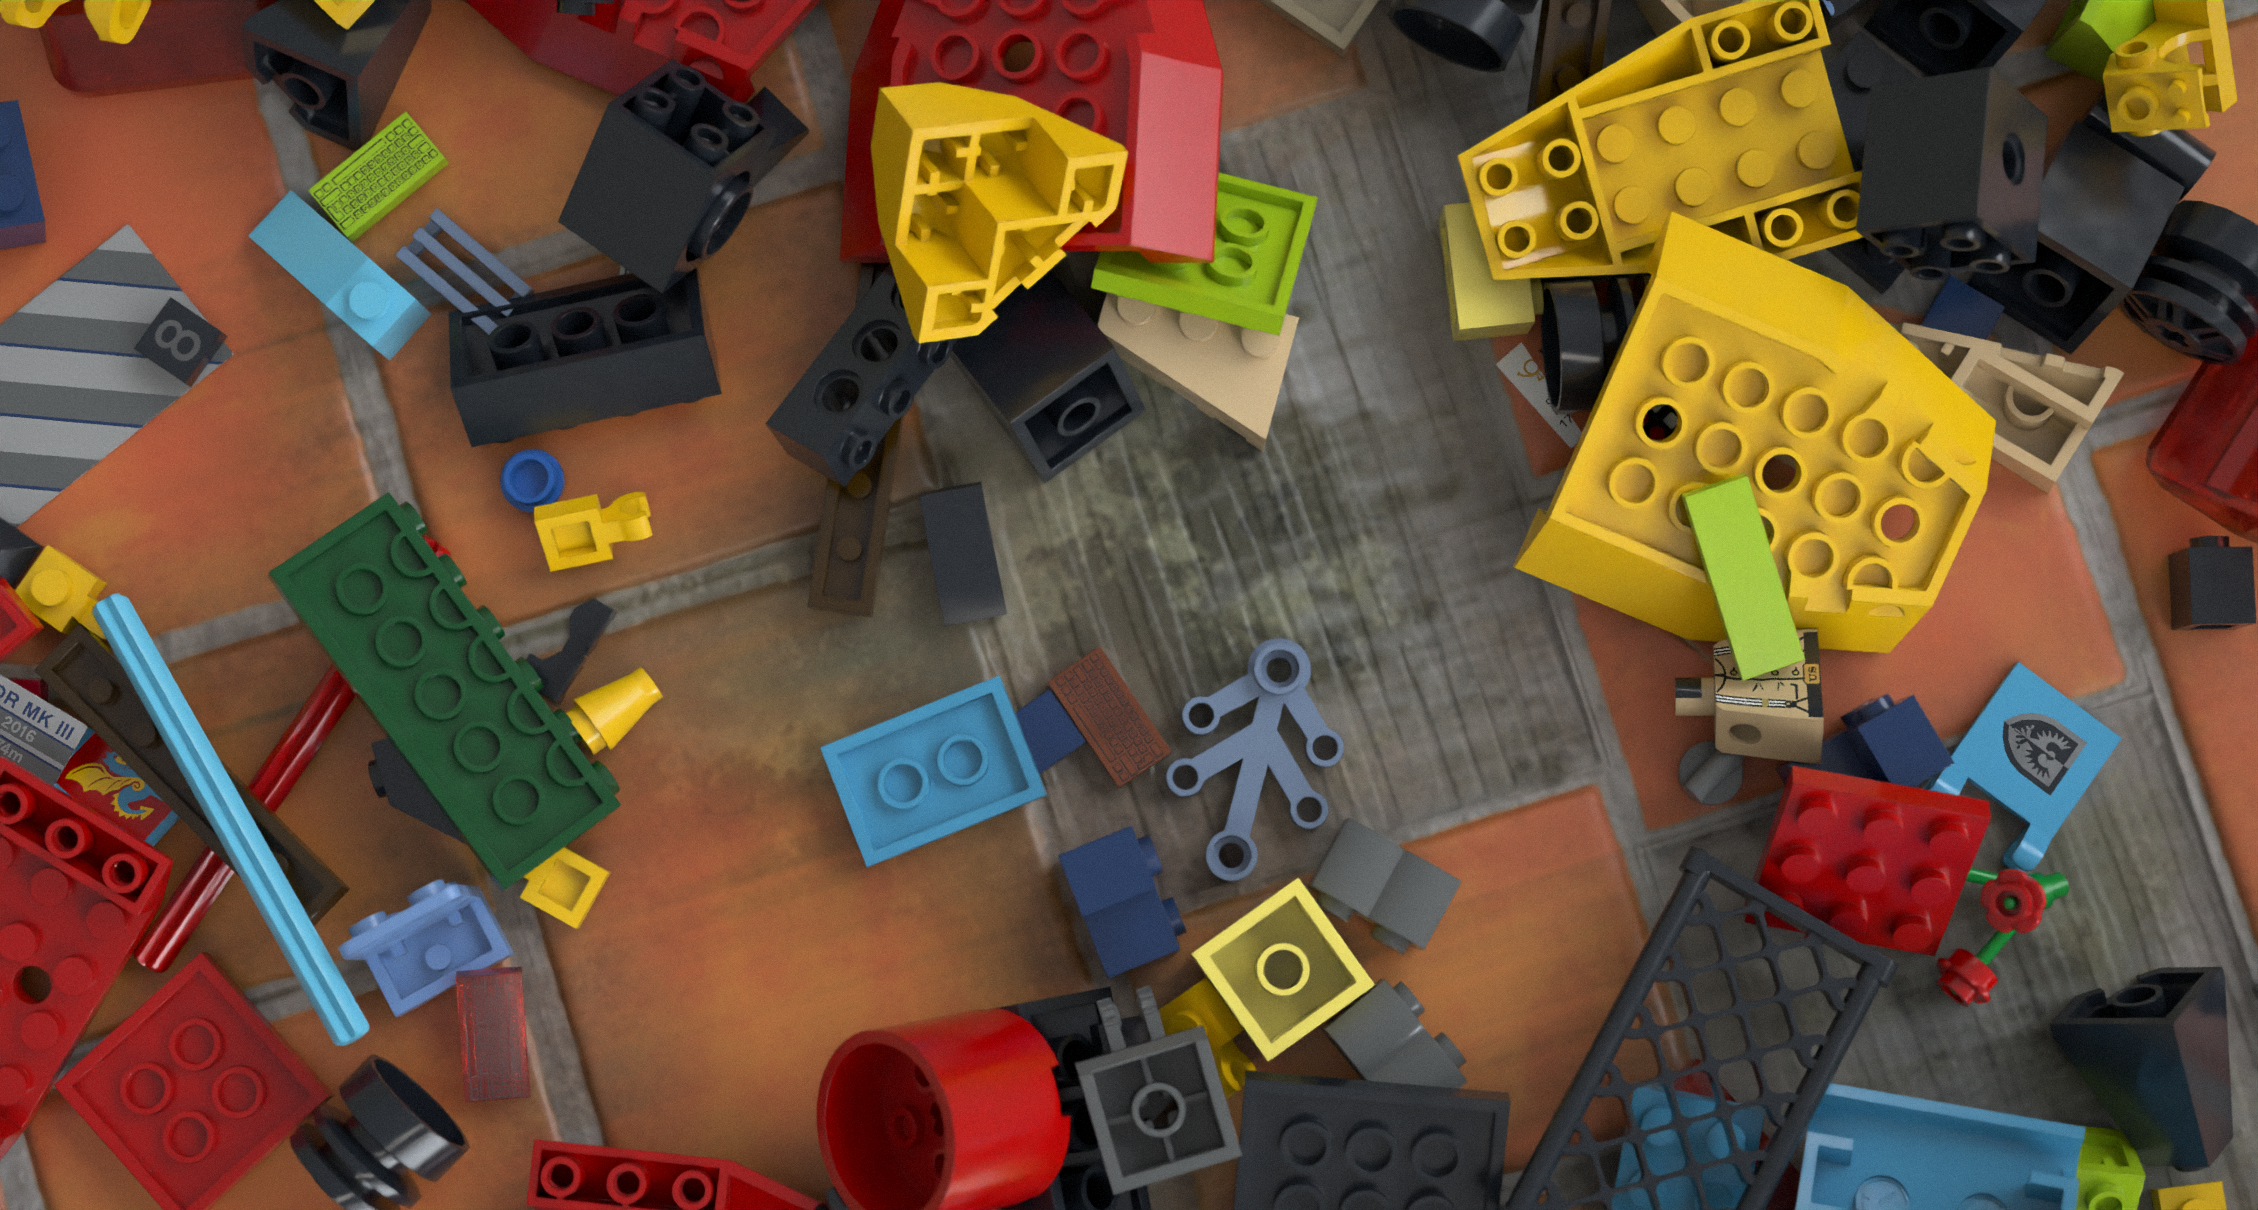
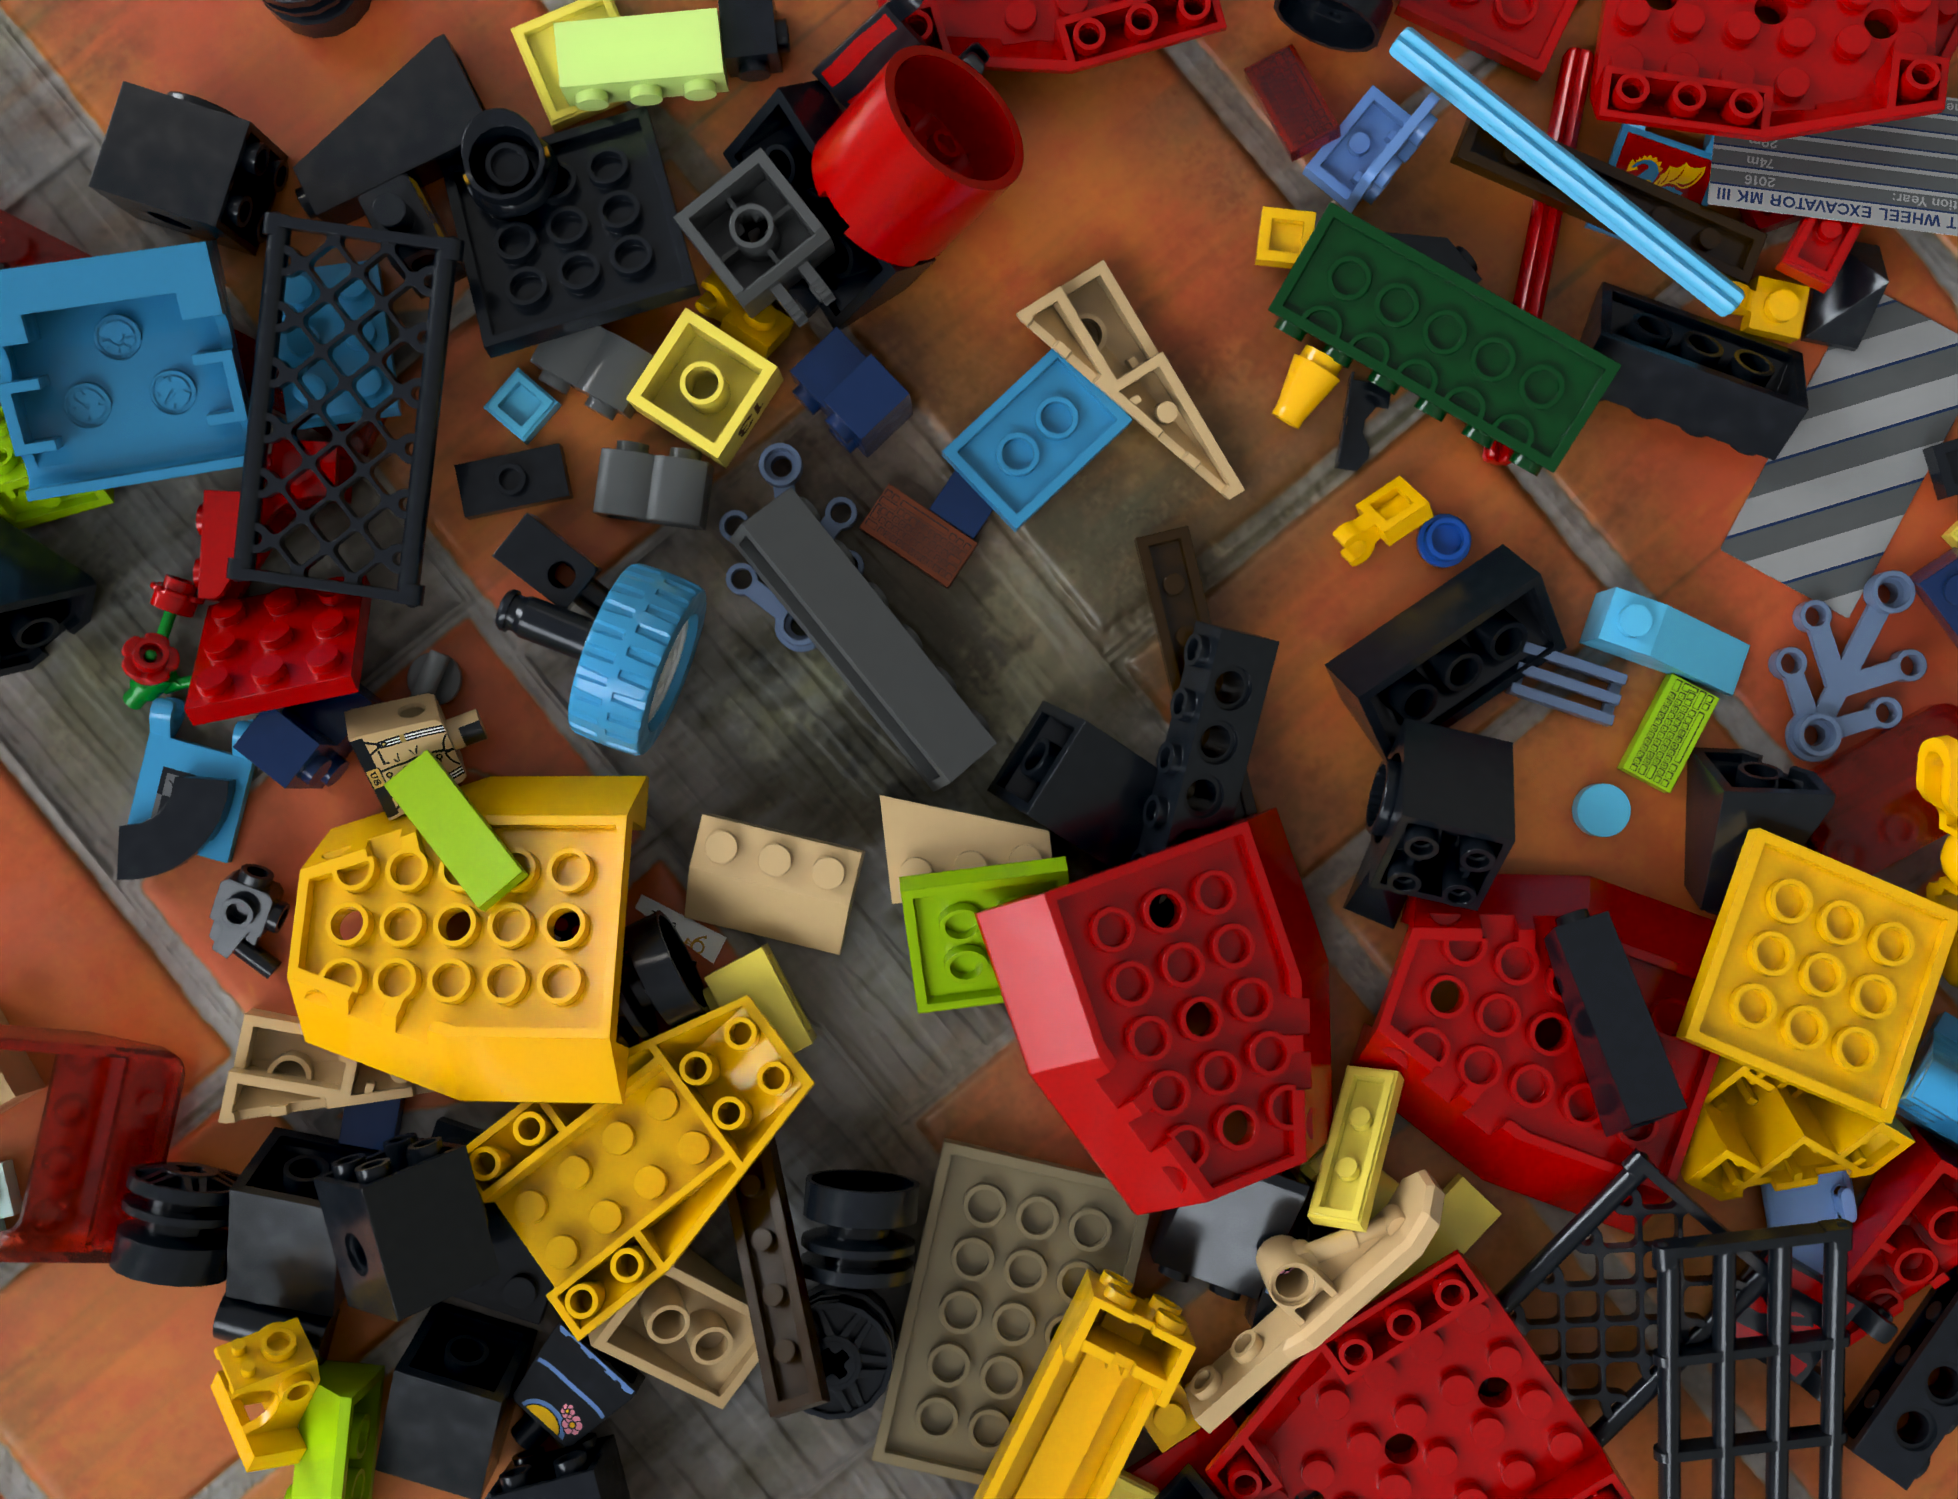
camera: 160 degrees right, 5 degrees up
(161, 164) = (1843, 673): none -> sand blue plant
(177, 555) = (1698, 372): none -> black slope
(180, 342) = (1766, 539): black tile -> none
(486, 123) = (1601, 810): none -> medium azure tile
(815, 850) = (1105, 341): none -> tan wedge
(962, 553) = (1084, 617): black slope -> none
(980, 198) = (1181, 883): yellow brick -> none
(1215, 619) = (863, 639): none -> dark grey brick
(1418, 400) = (772, 883): none -> tan slope
(1485, 697) = (628, 656): none -> dark azure wheel
(1496, 1042) = (522, 406): none -> medium azure tile
(1536, 861) = (534, 554): none -> black torso
(1538, 959) = (513, 481): none -> black plate
(1876, 1049) = (219, 514): none -> red arch
(2018, 594) = (243, 912): none -> black piece
(2058, 715) = (179, 829): none -> black tile
(2212, 585) = (93, 981): black brick -> none

